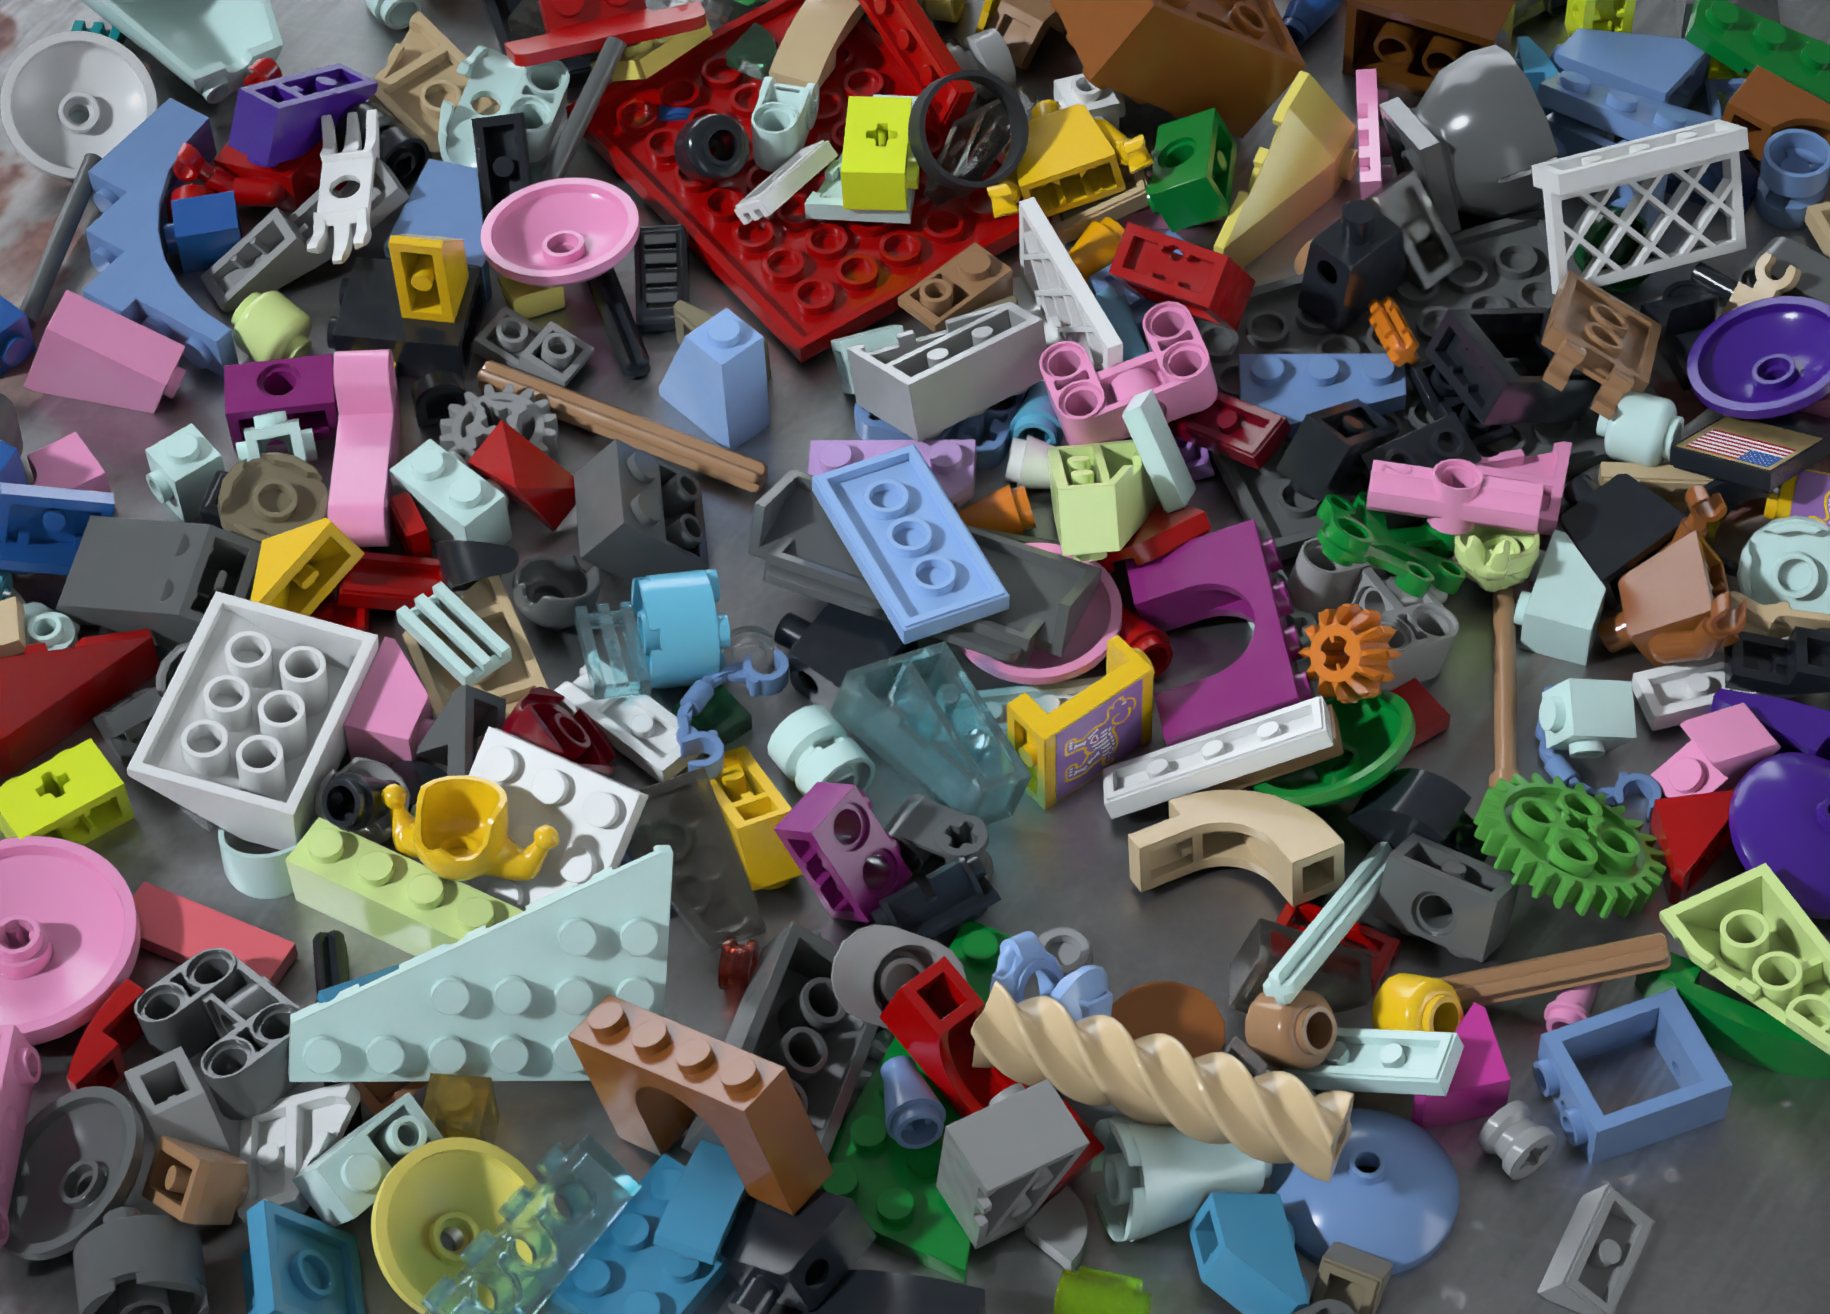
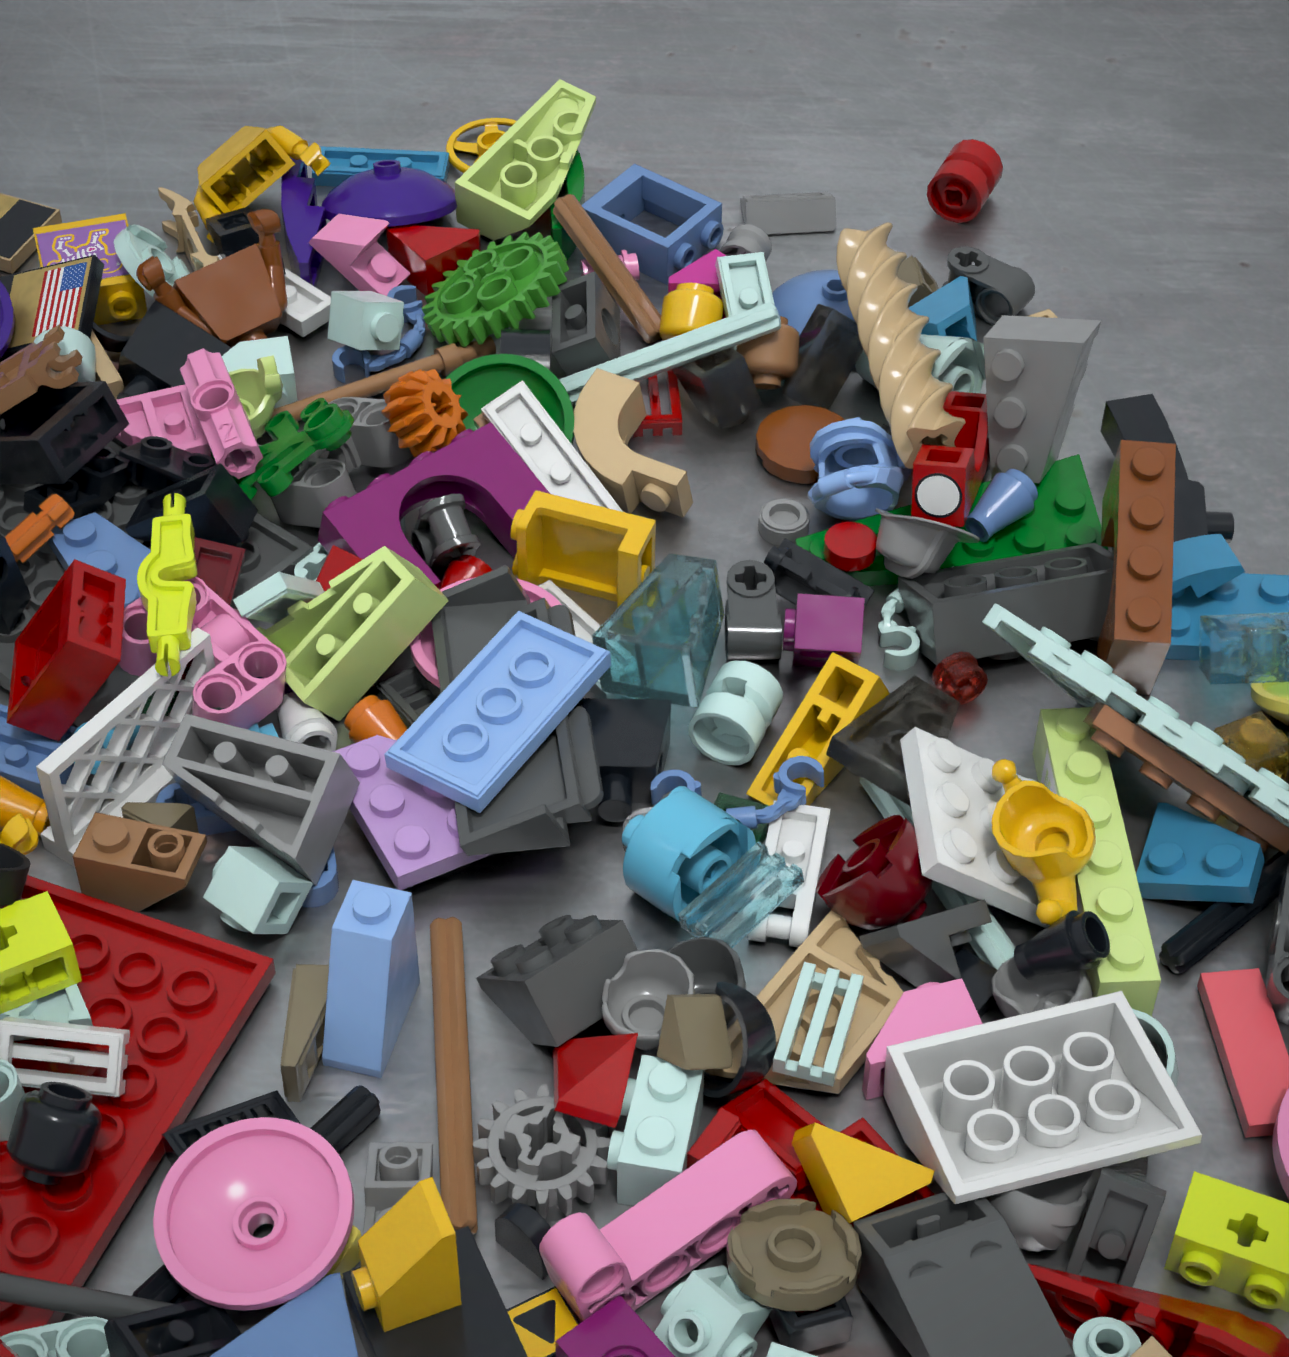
camera: 125 degrees left, 5 degrees down
(483, 516) = (695, 1033): none -> dark tan slope
(548, 524) = (639, 991): none -> light grey hair
(965, 942) = (850, 546): none -> red tile
(1193, 635) = (443, 532): none -> dark grey piece
(1216, 348) = (162, 585): none -> neon yellow piece

